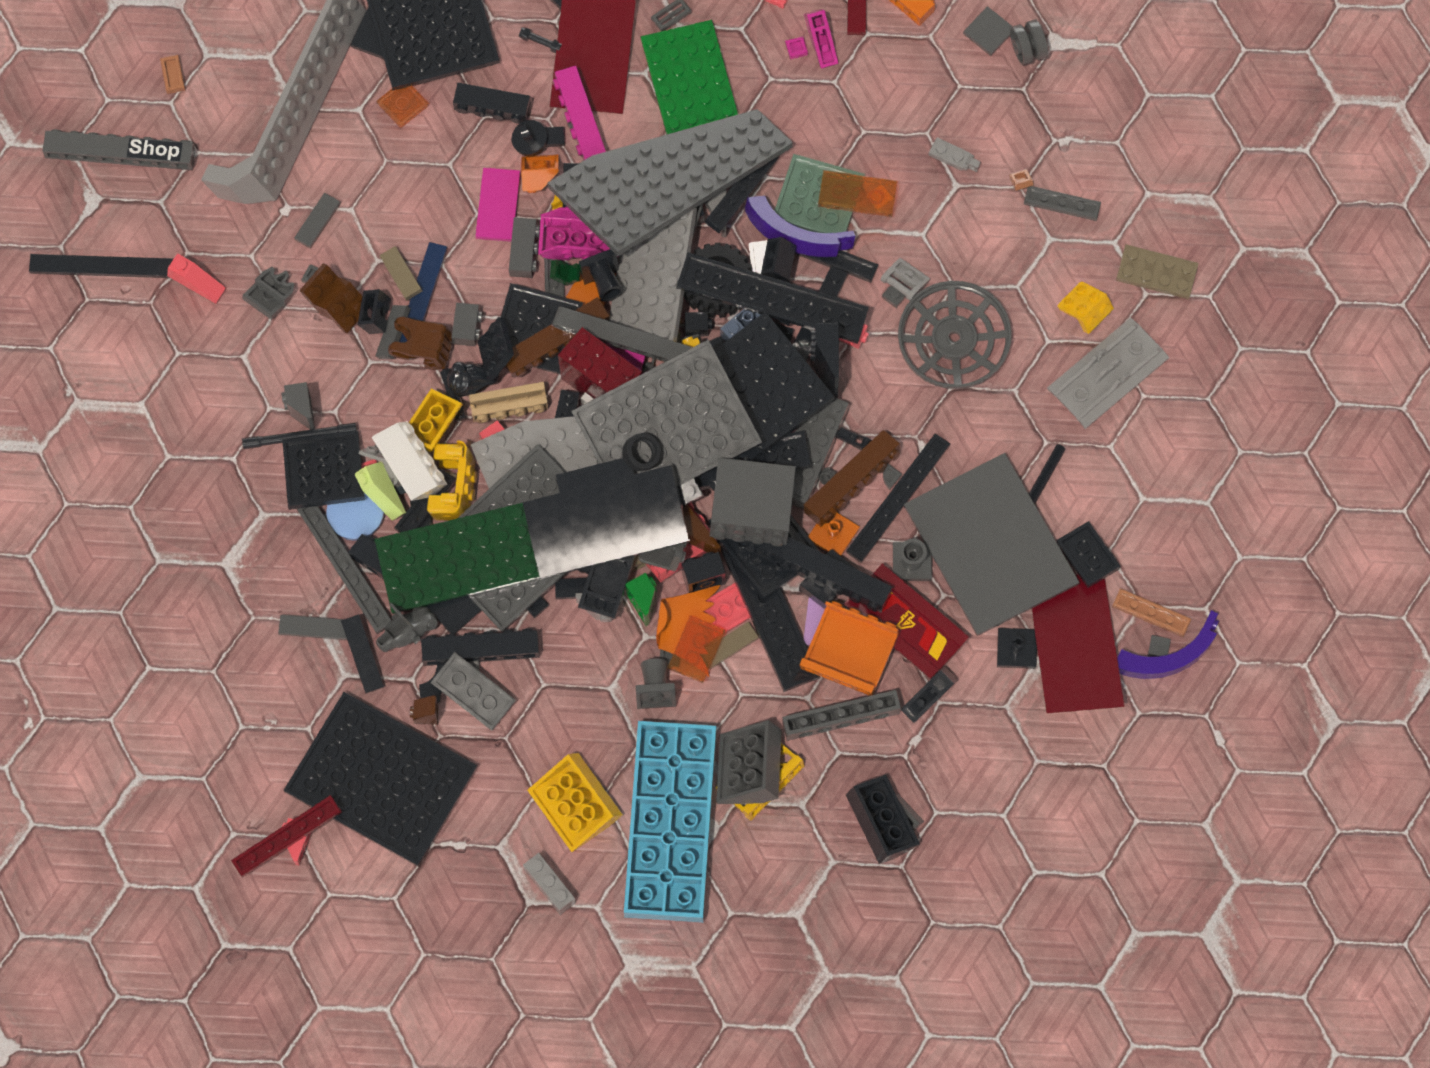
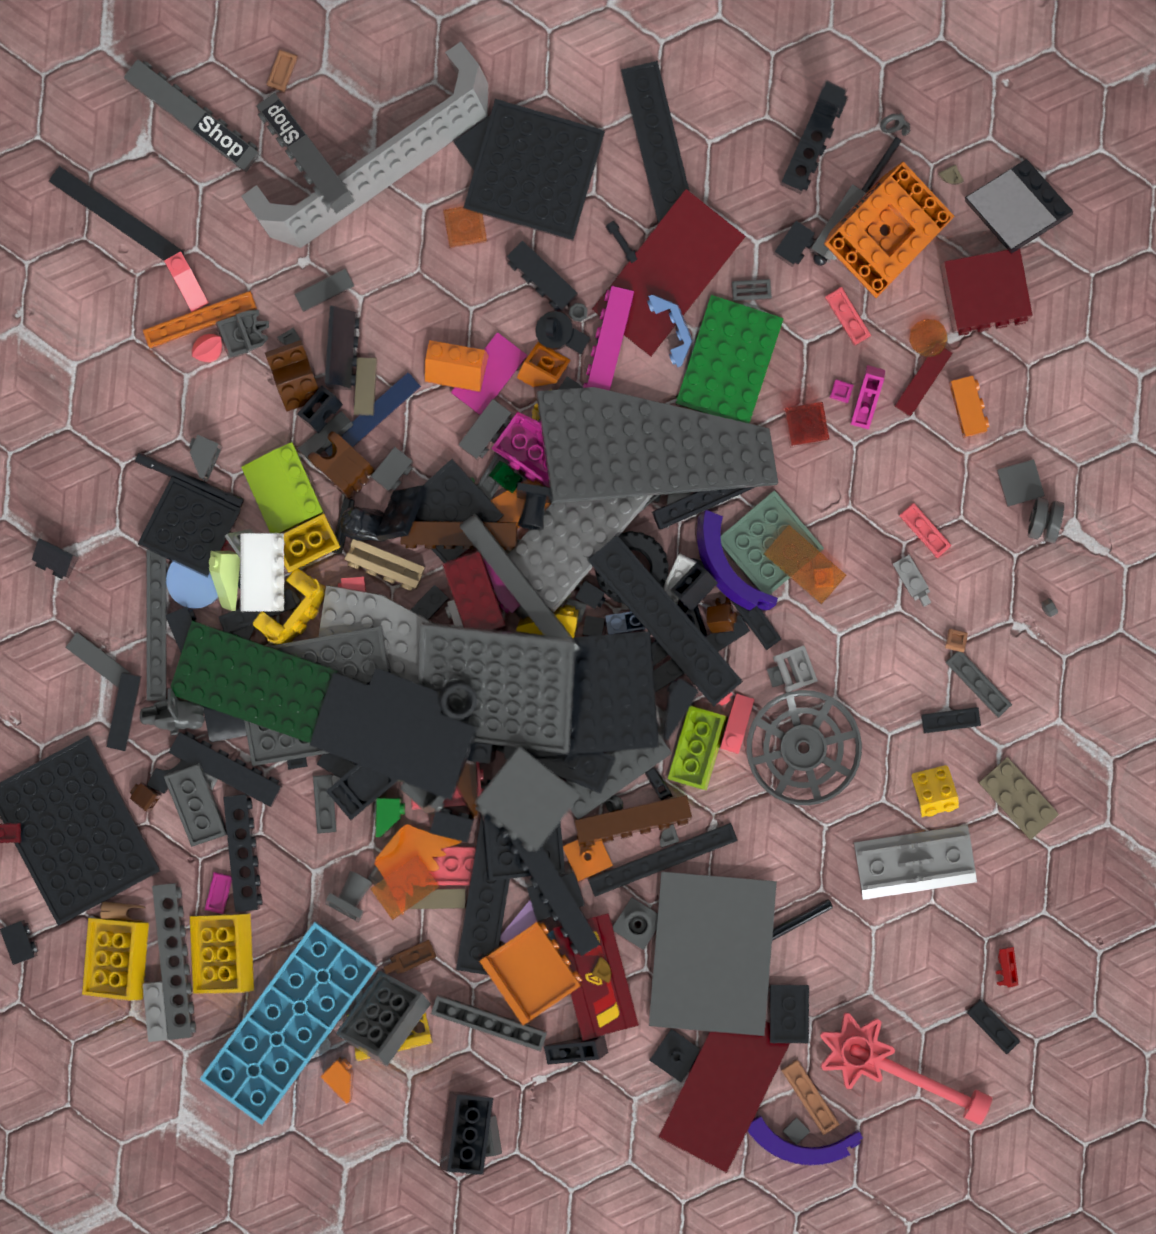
camera: 30 degrees right, 15 degrees up
(223, 563) = (56, 559): none -> black slope
(224, 307) = (198, 319): none -> orange tile
(234, 114) = (305, 153): none -> dark grey brick
(248, 322) = (207, 348): none -> coral piece
(361, 252) = (341, 348): none -> black slope
(381, 392) = (282, 489): none -> lime slope
(392, 900) = (19, 942): none -> black brick
(463, 821) = (118, 911): none -> medium nougat piece
(465, 211) = (455, 365): none -> orange slope
(485, 863) = (115, 959): none -> yellow slope
(498, 776) = (174, 1029): none -> dark grey brick
(512, 666) = (242, 902): none -> black brick
(539, 754) = (218, 893): none -> dark pink tile
(540, 113) = (578, 312): none -> dark grey tile
(583, 626) = (324, 804): none -> dark grey tile
(605, 64) = (679, 353): none -> medium blue slope
(739, 706) = (411, 958): none -> reddish brown hinge
(745, 839) = (340, 1079): none -> orange slope
(785, 86) = (806, 424): none -> clear red brick
(817, 274) = (721, 617): none -> reddish brown brick
(867, 391) = (697, 748): none -> lime slope
(887, 354) = (737, 724): none -> coral slope
(908, 612) = (602, 970): none -> pearl gold tile
(937, 112) = (925, 530): none -> coral tile
(1059, 244) = (950, 720): none -> black tile
(1078, 109) = (1049, 607): none -> dark grey tile
(1168, 547) = (859, 1052): none -> coral piece
(1236, 401) = (1008, 964): none -> red plate
(1262, 463) = (993, 1026): none -> black tile

